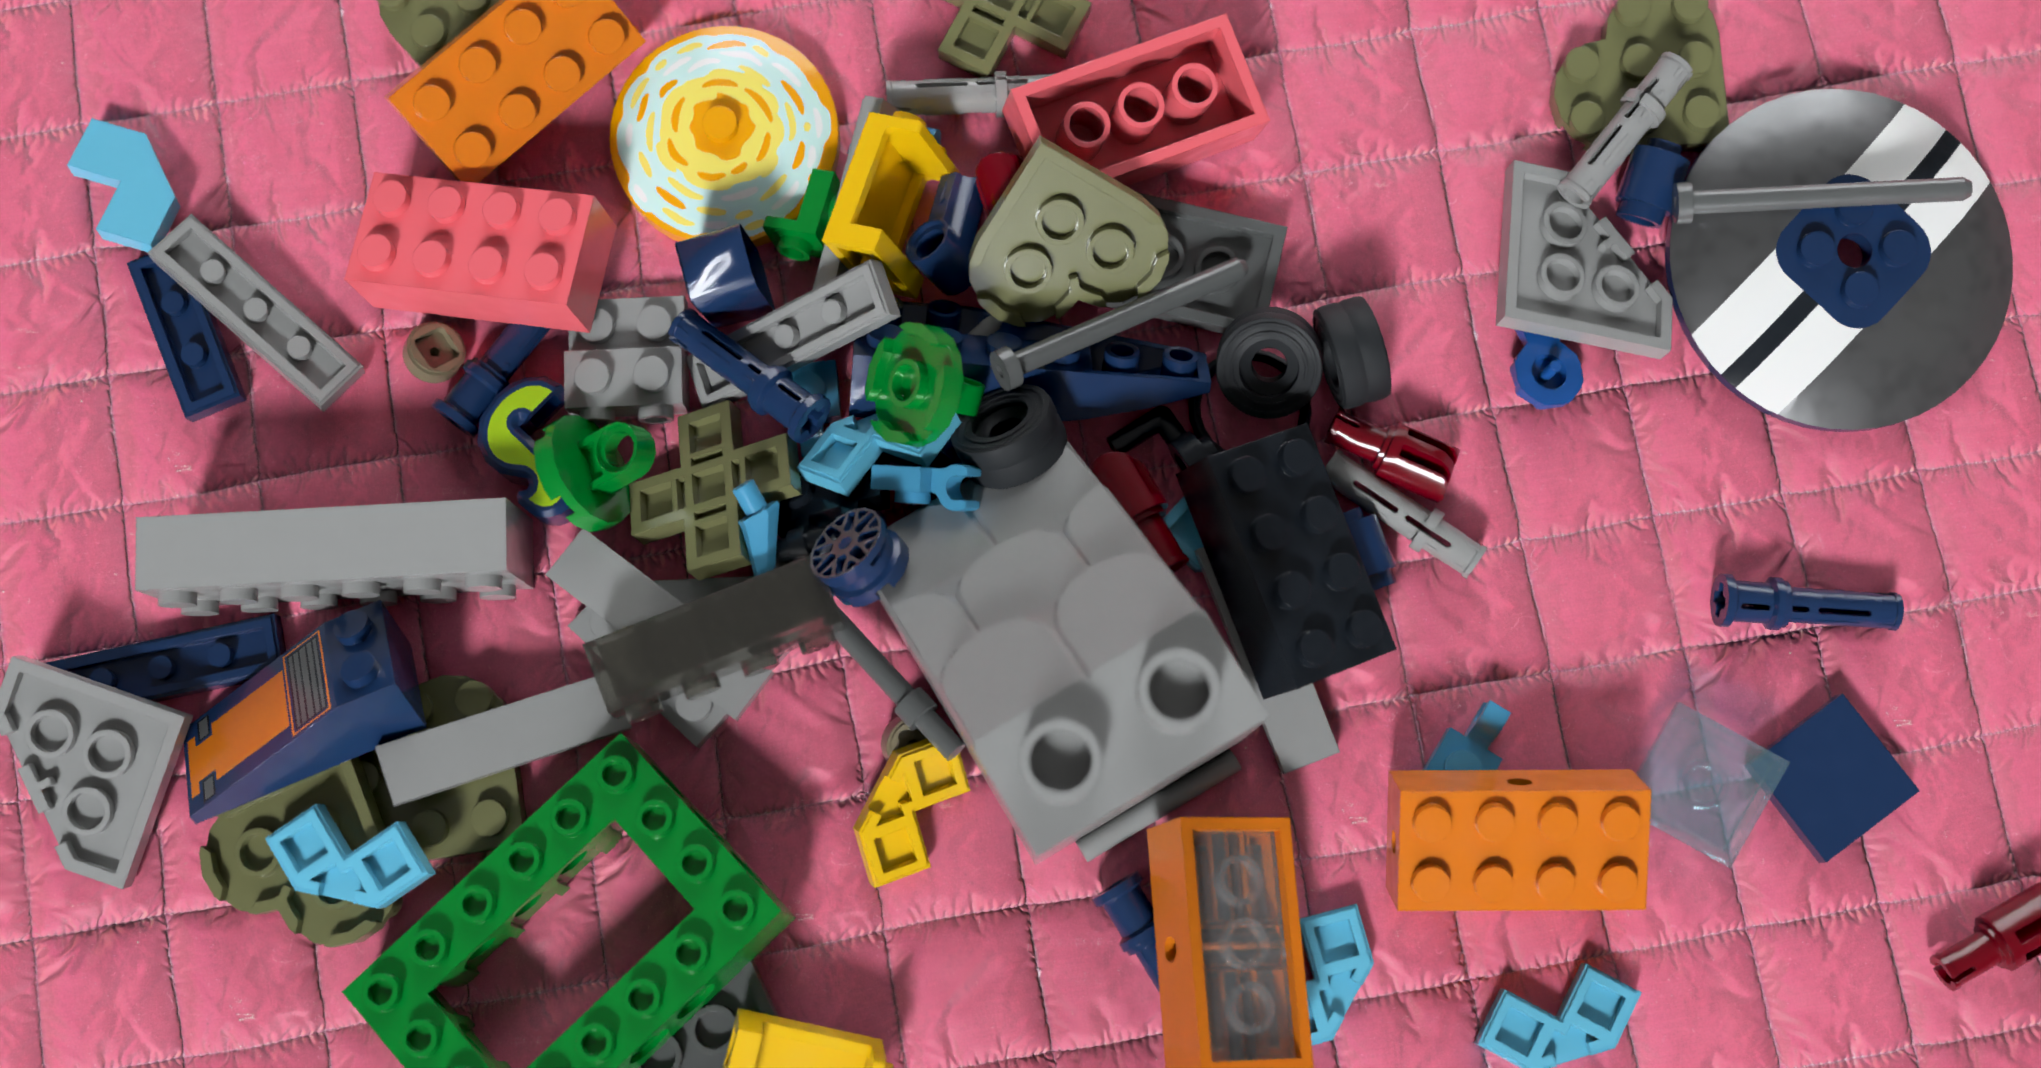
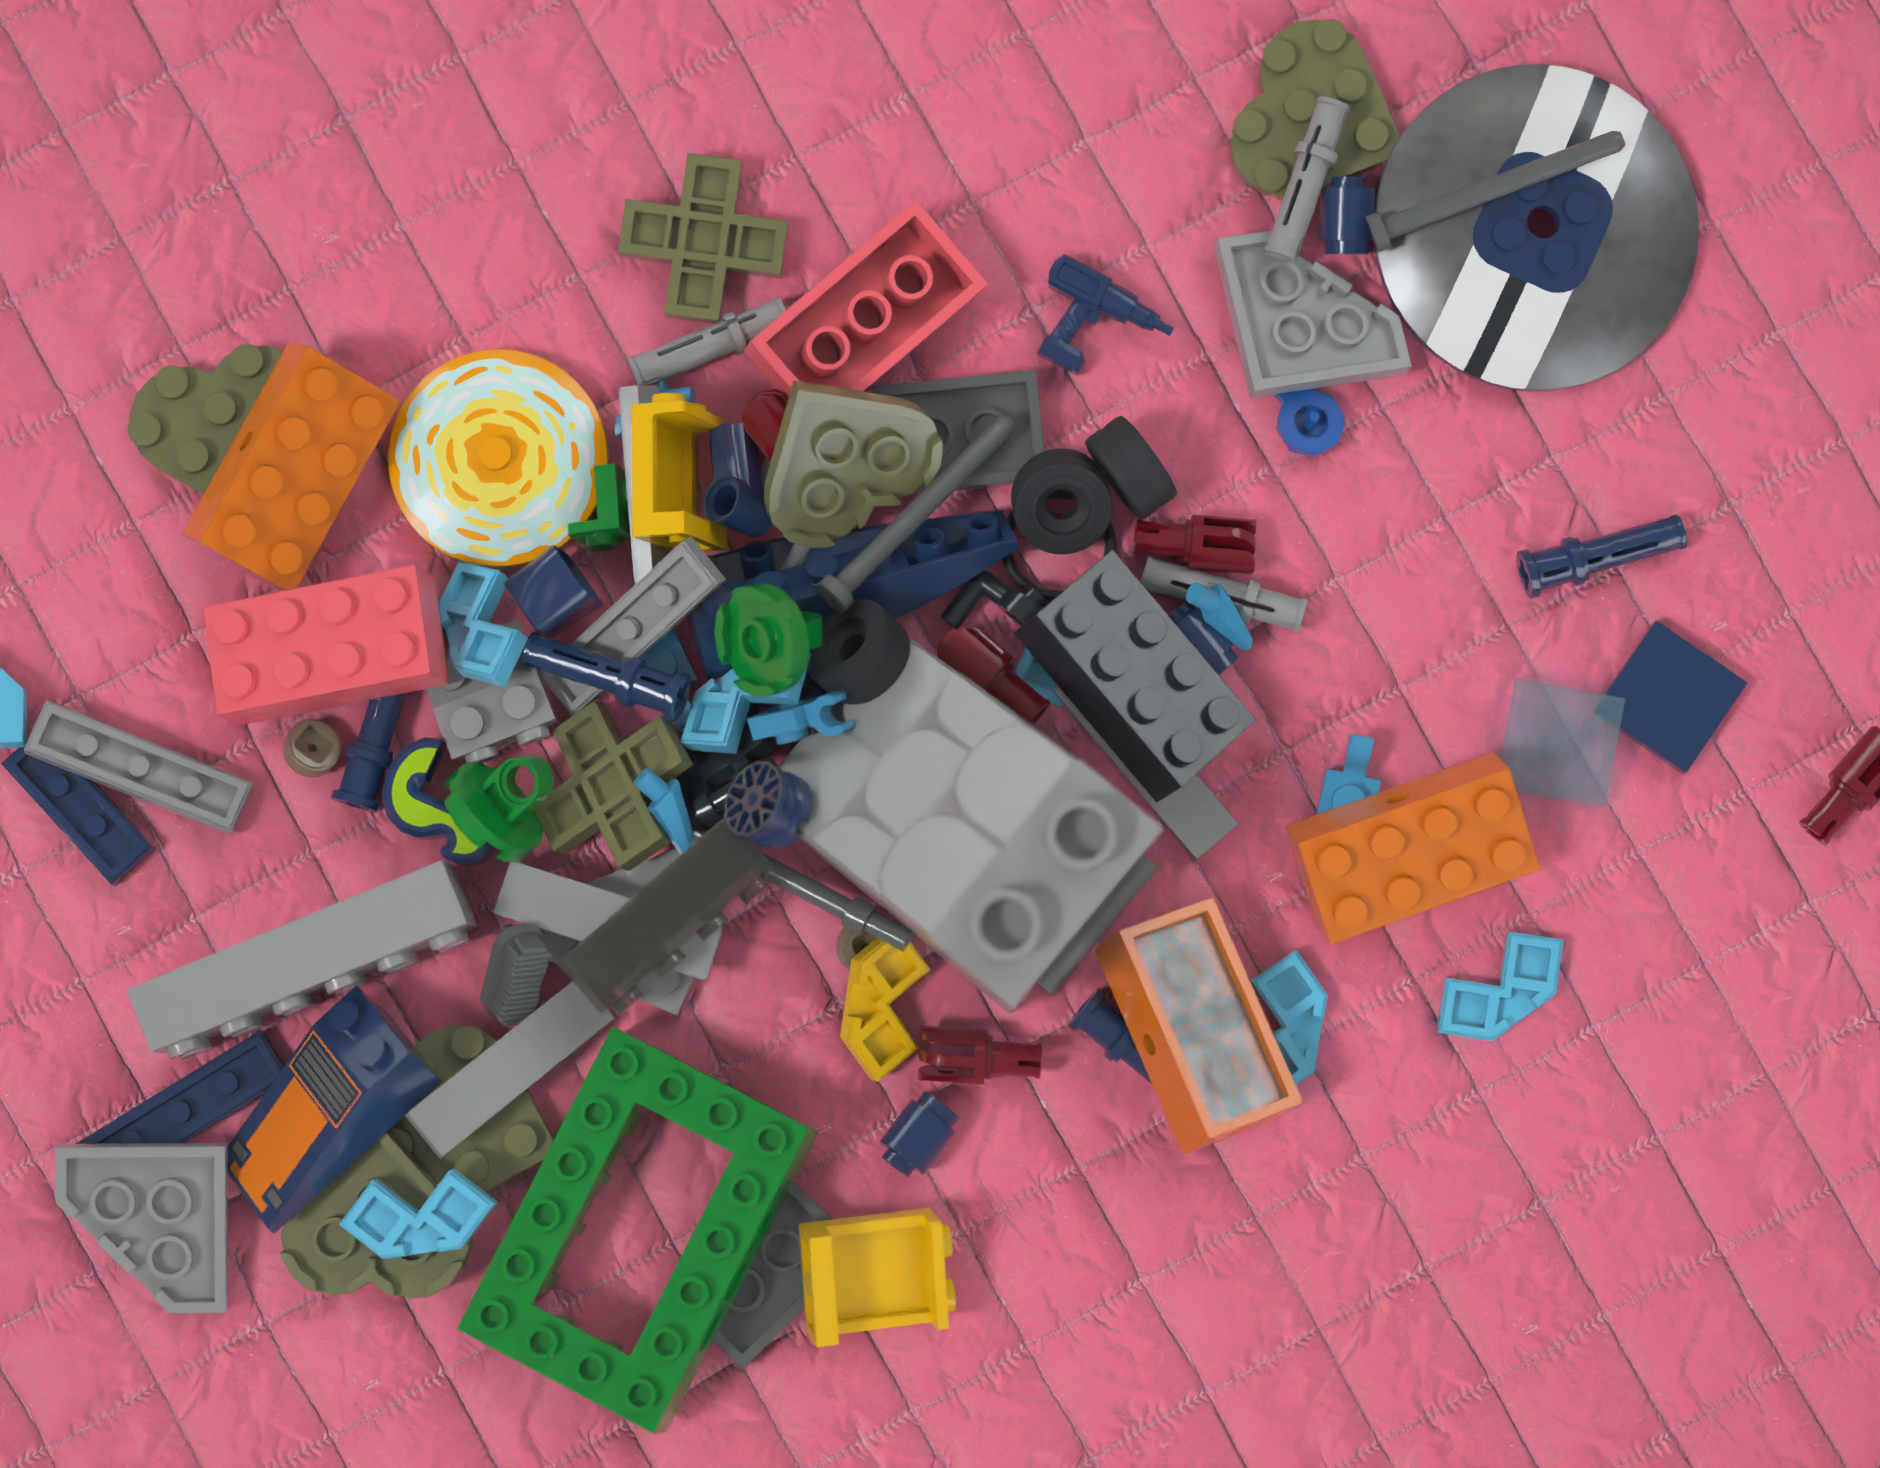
camera: 20 degrees left, 5 degrees up
(545, 643) = (515, 973): none -> dark grey piece
(633, 303) = (476, 646): none -> medium azure tile
(897, 958) = (918, 1135): none -> dark blue brick
(983, 895) = (971, 1056): none -> dark red arm
(1367, 176) = (1091, 296): none -> dark blue piece
(1394, 529) = (1220, 613): none -> dark azure bar

